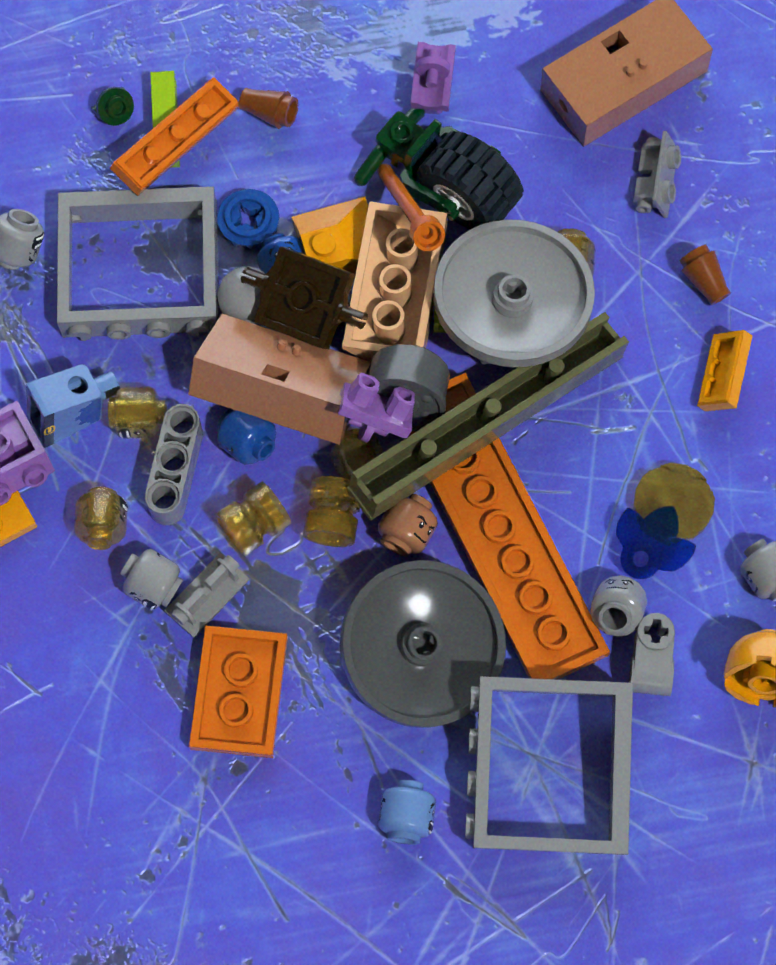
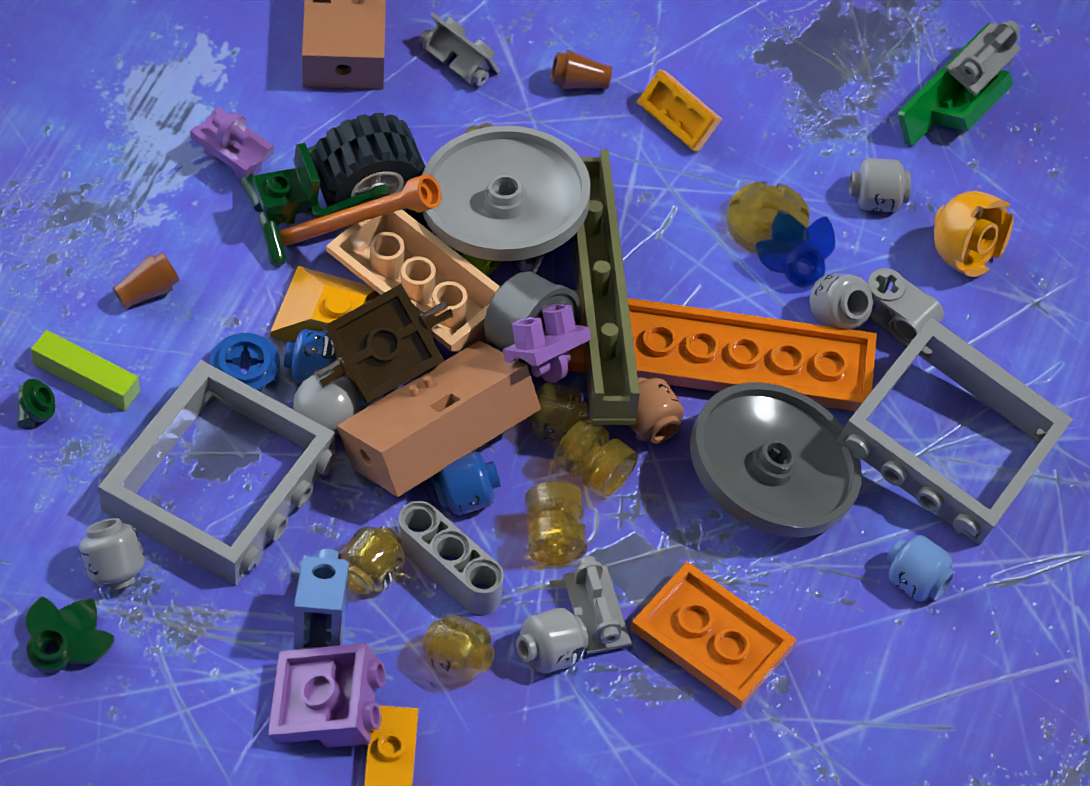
camera: 65 degrees left, 15 degrees down
(175, 136) = (120, 363): orange tile -> none

